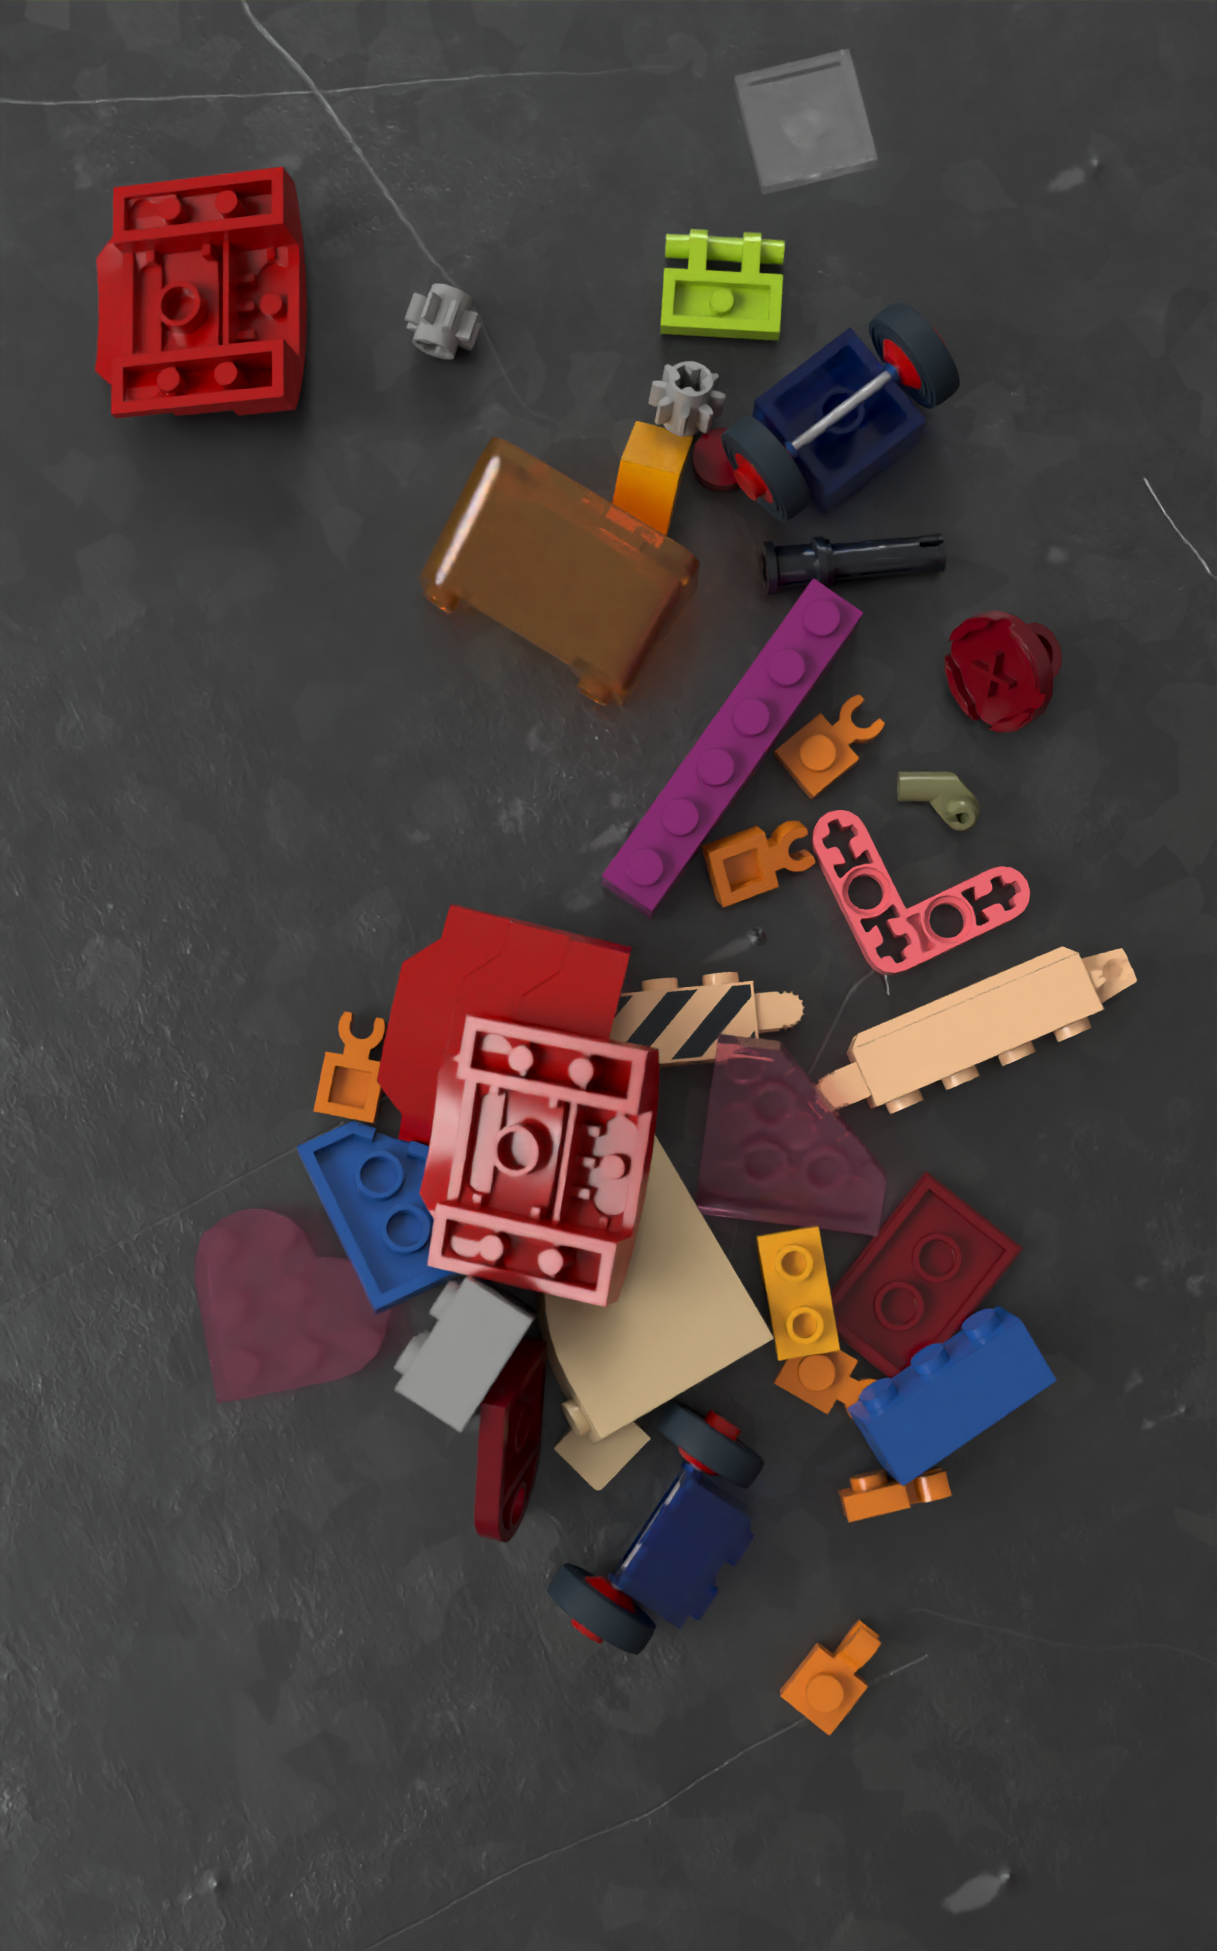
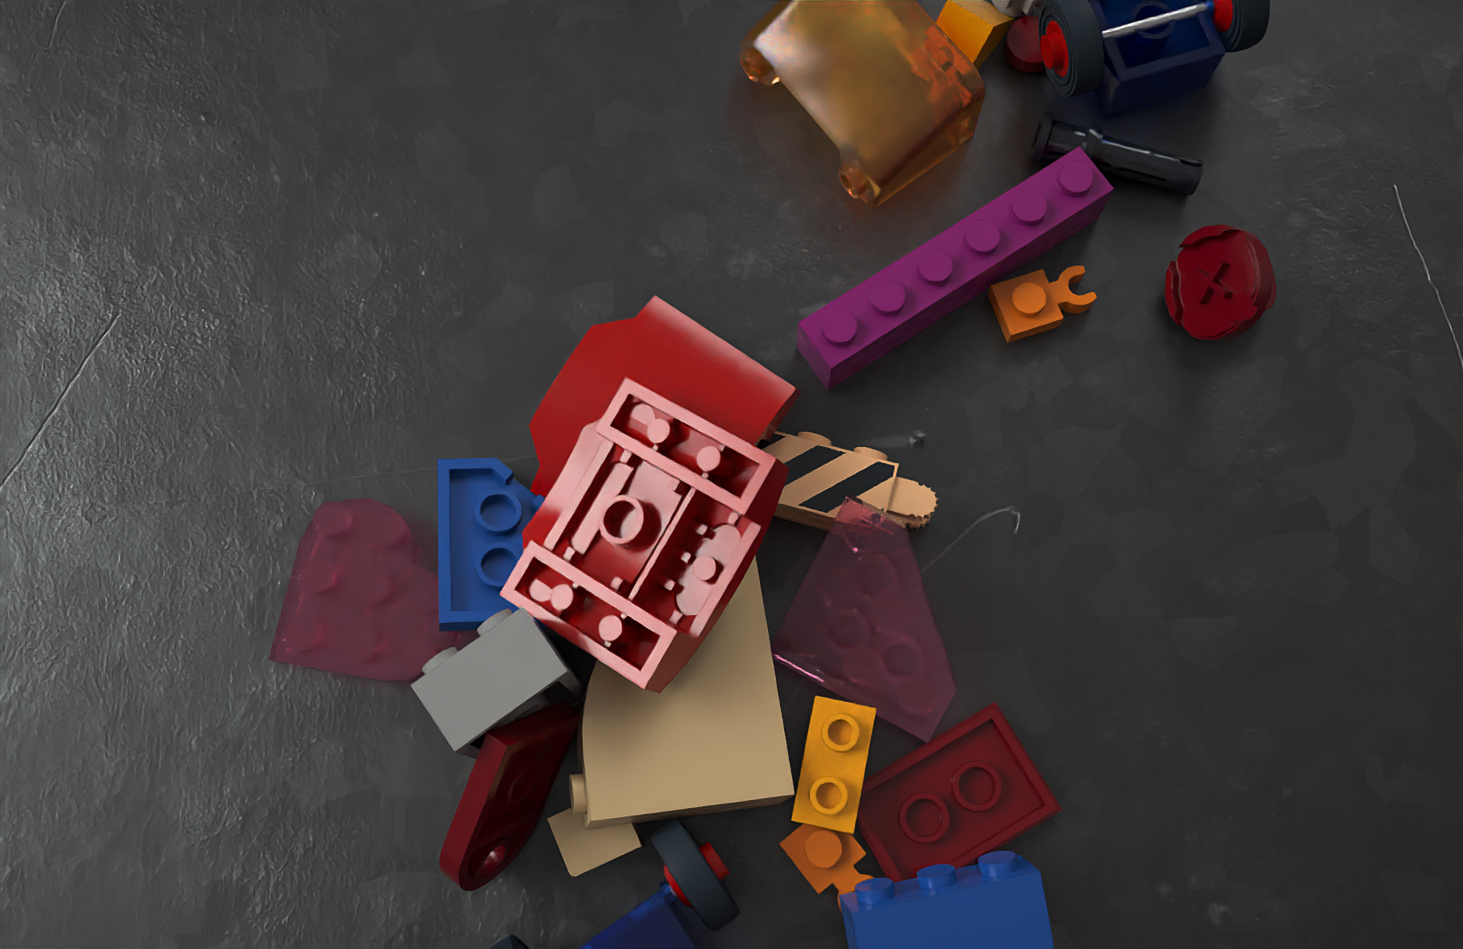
camera: 20 degrees right, 10 degrees down
(349, 1080) = (505, 421): orange plate -> none
(747, 861) = (931, 369): orange plate -> none
(914, 921) = (1062, 474): coral beam -> none
(944, 792) = (1129, 375): olive arm -> none
(974, 1025) = (1090, 585): light nougat hinge -> none

